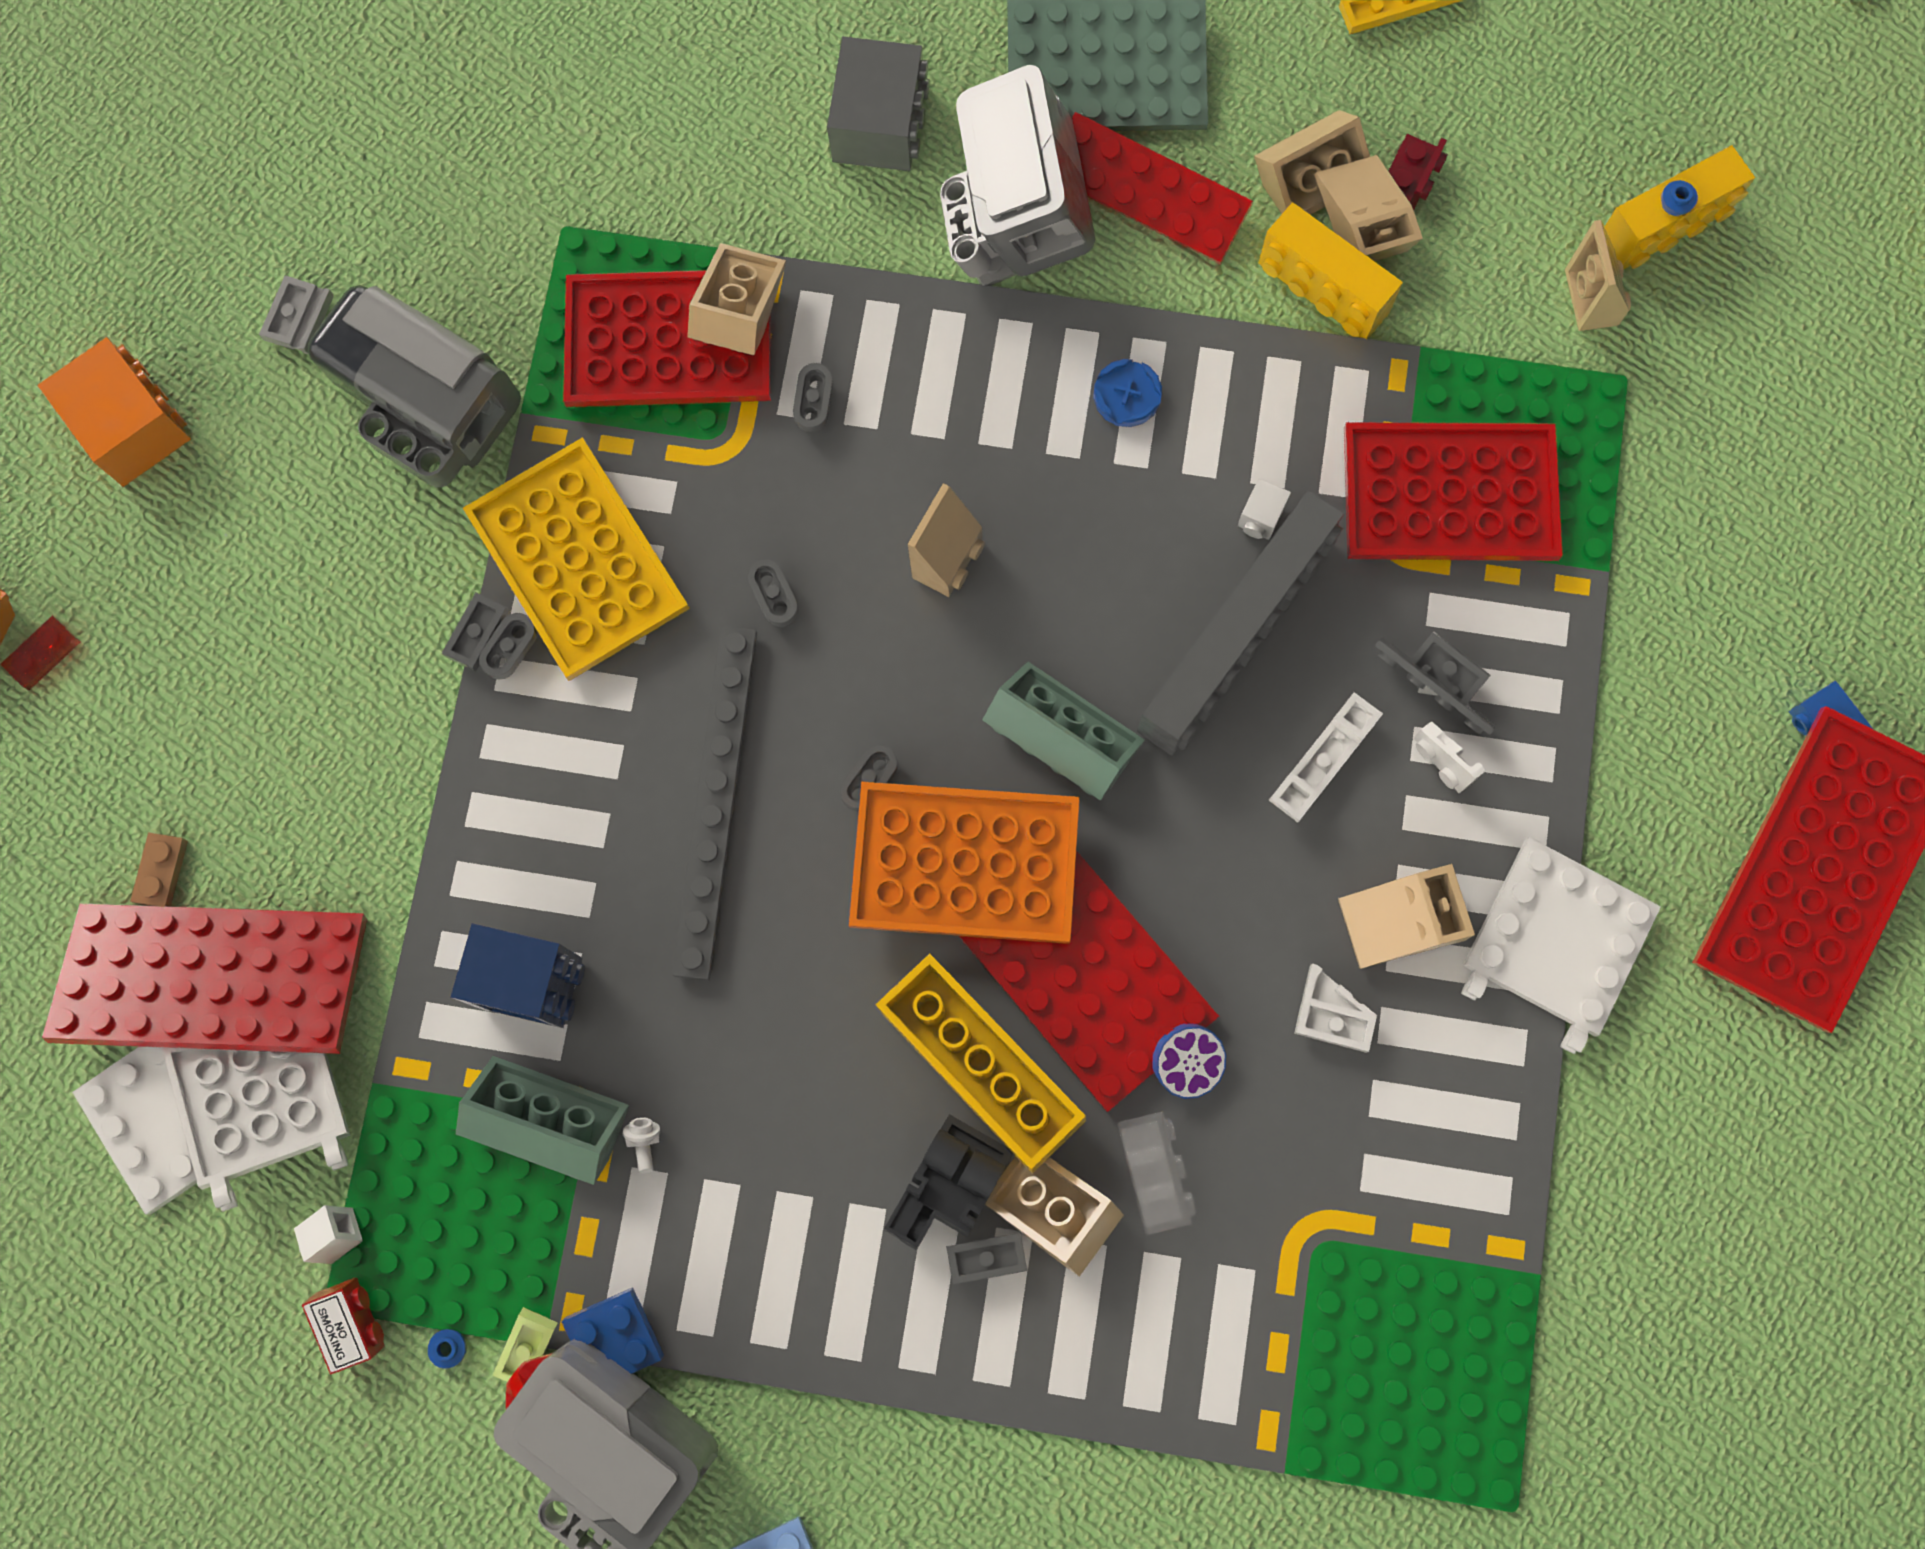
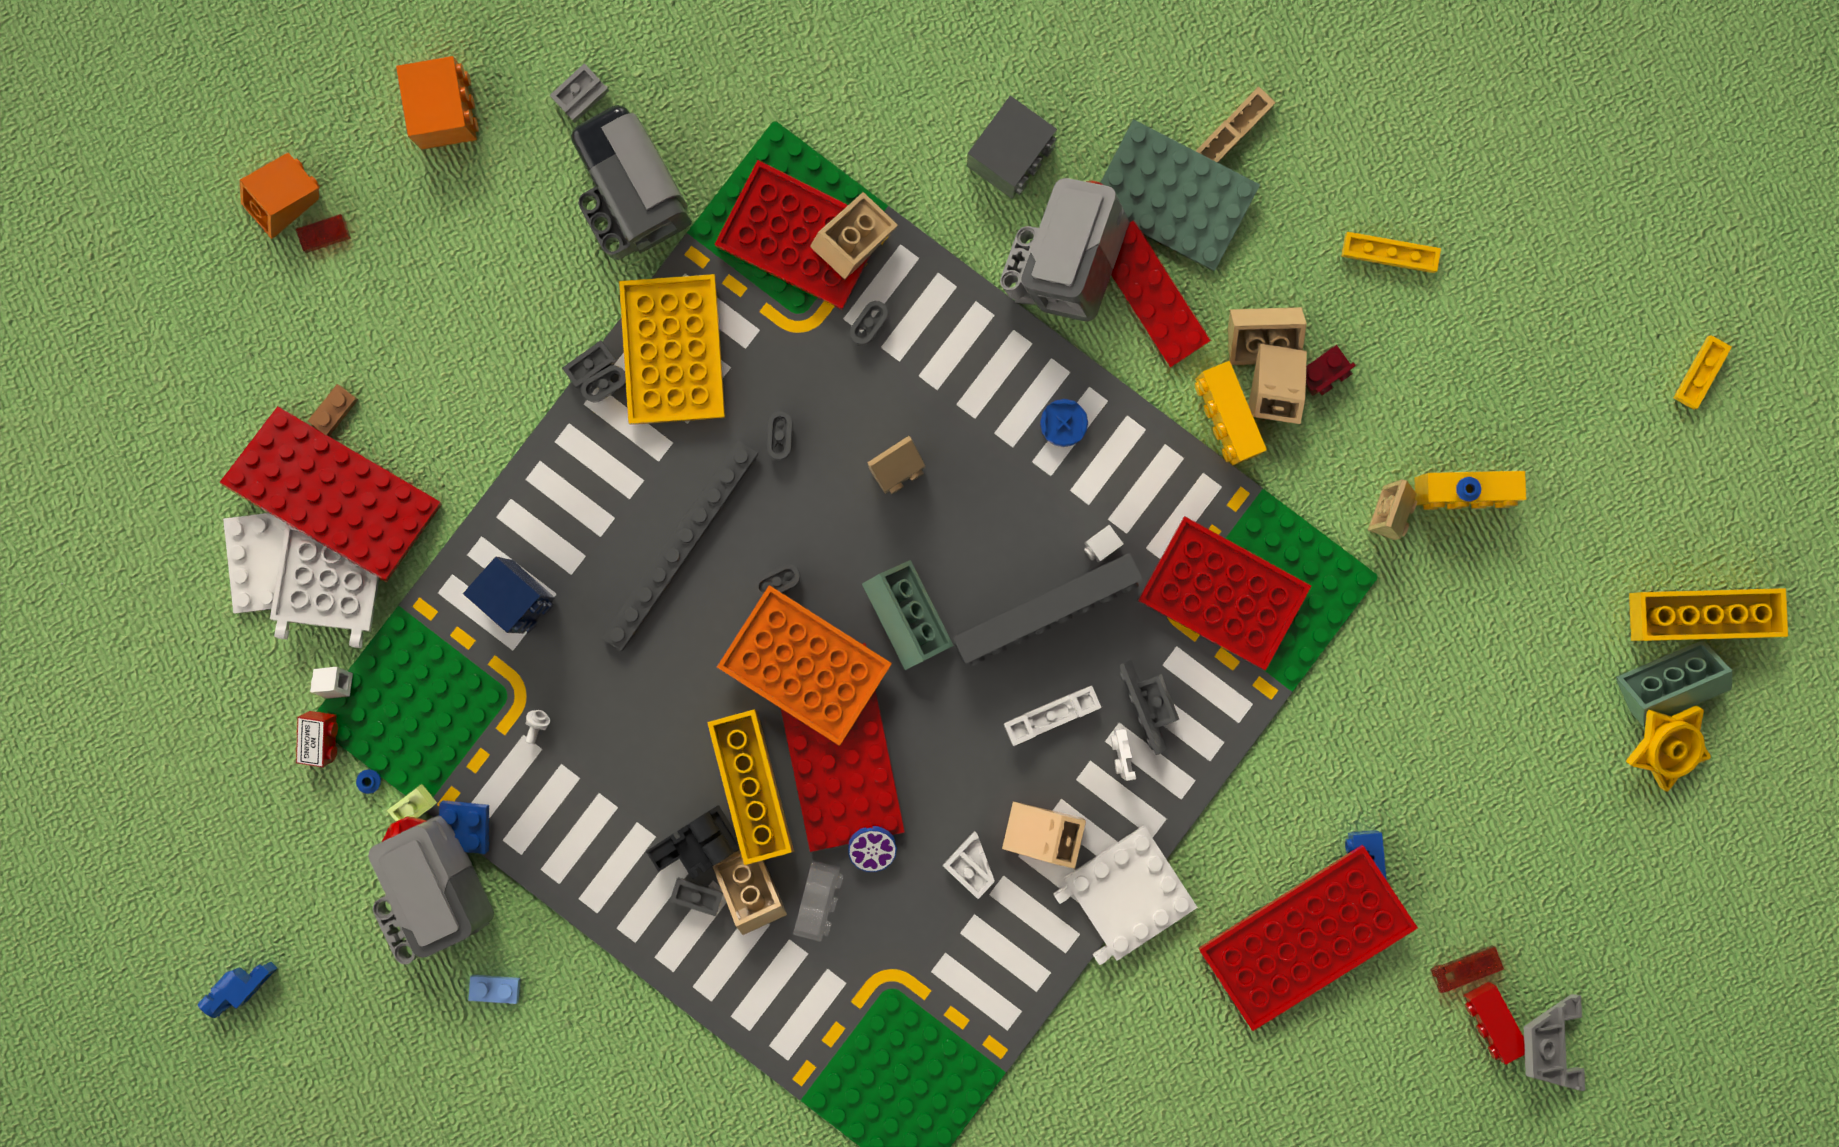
camera: 25 degrees right, 10 degrees up
(541, 1119) = (484, 681): sand green slope -> none

